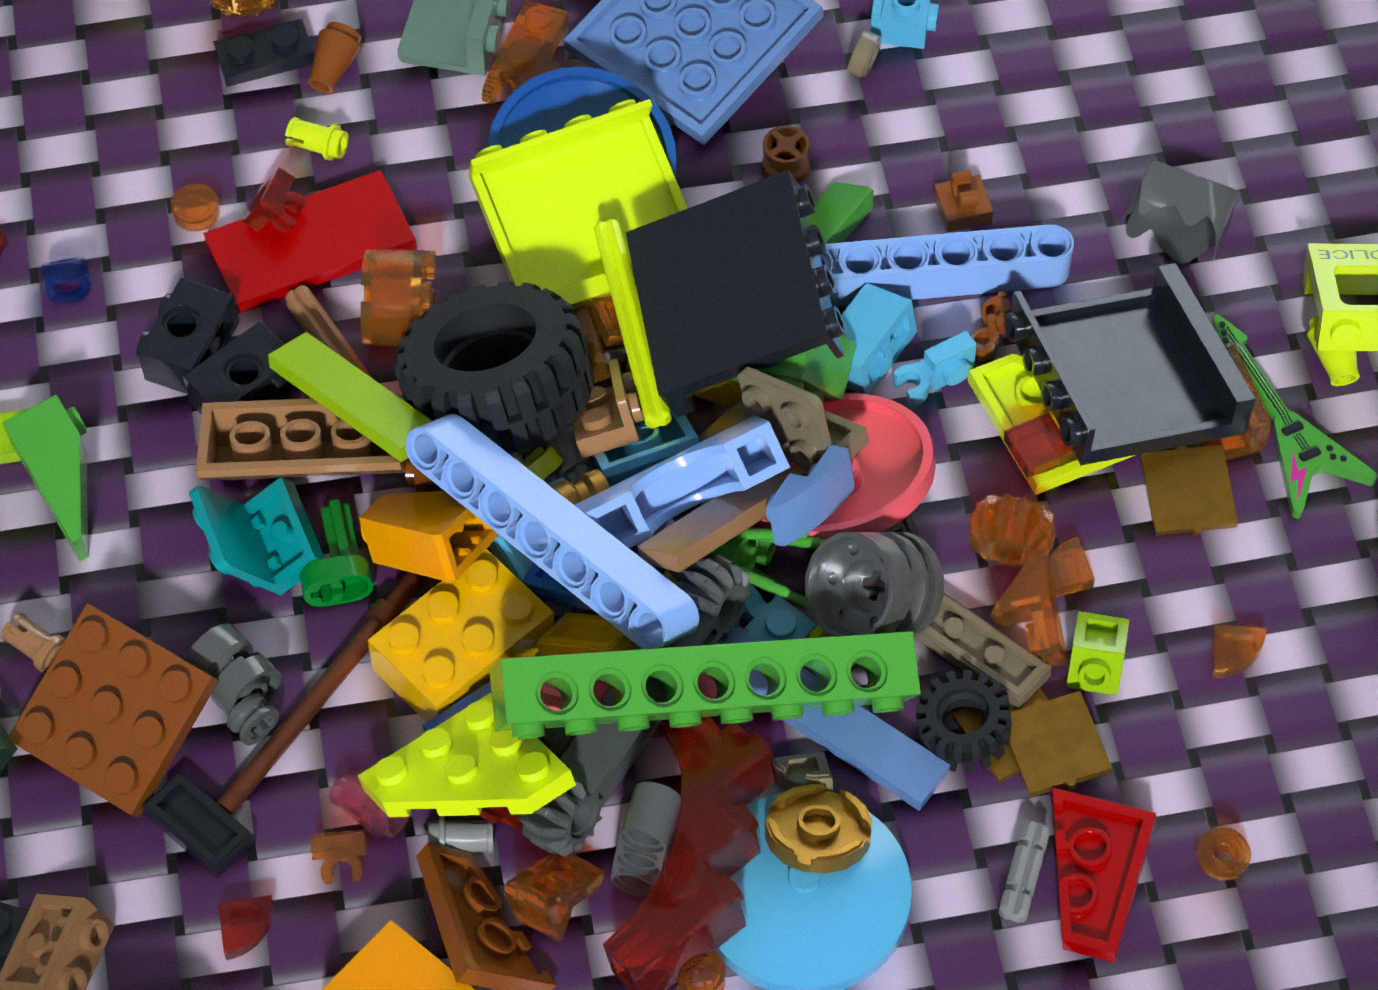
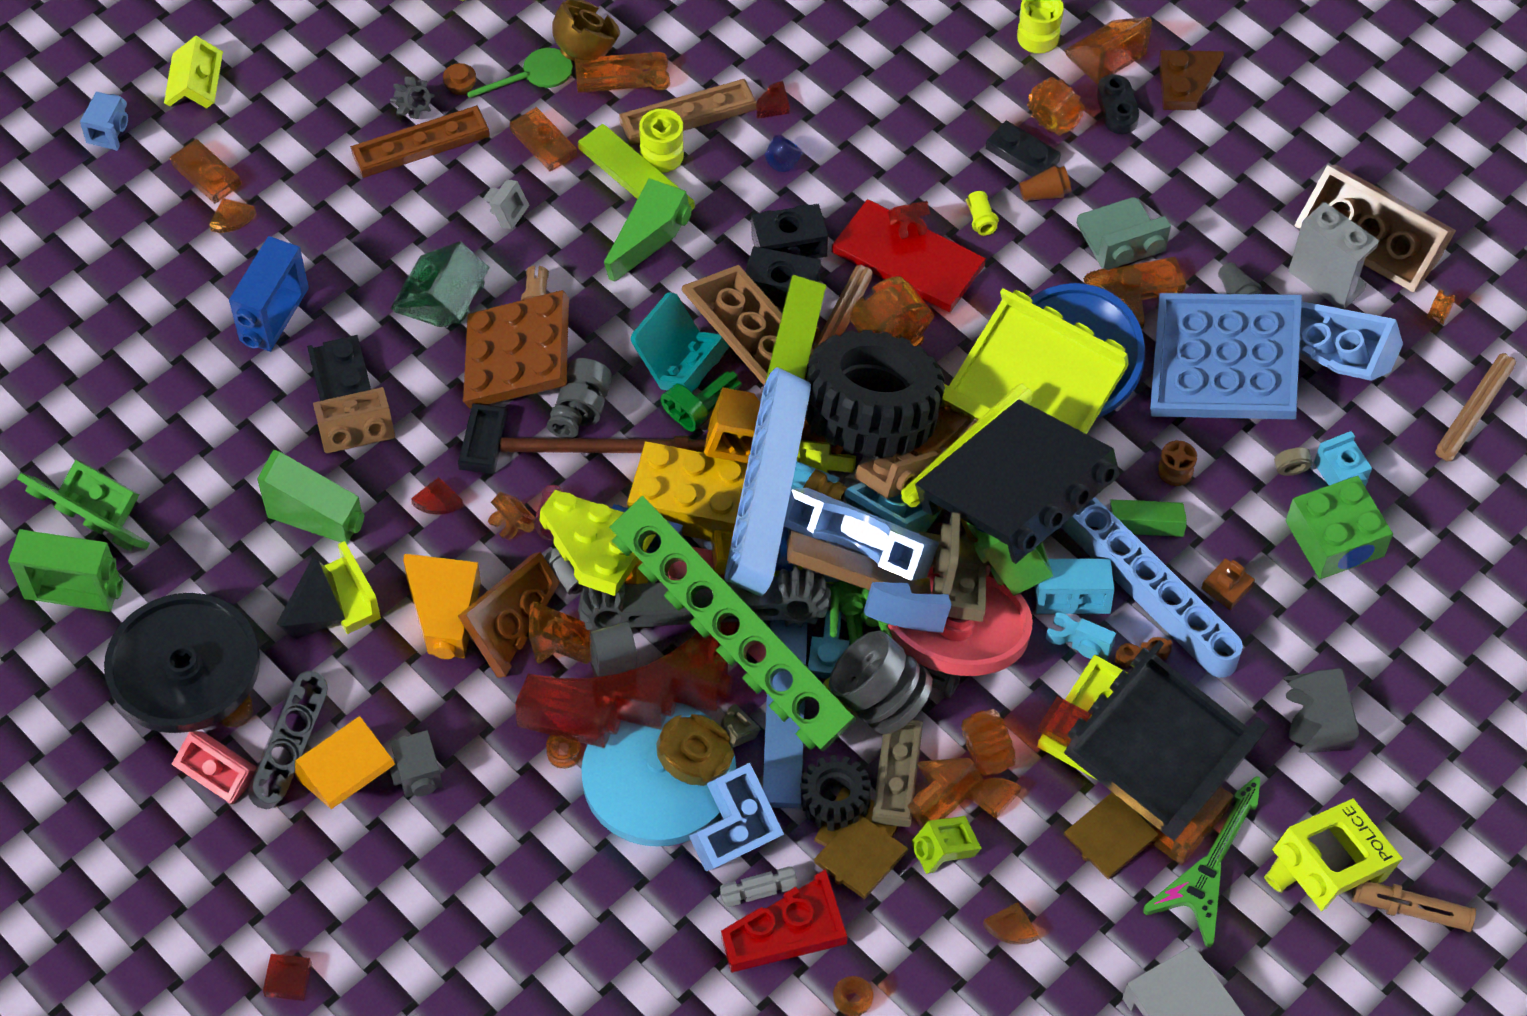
camera: 55 degrees right, 0 degrees up
(195, 207) = (884, 185): clear orange tile -> none
(950, 833) = (745, 822): none -> light blue brick
(975, 63) = (1339, 527): none -> bright green brick

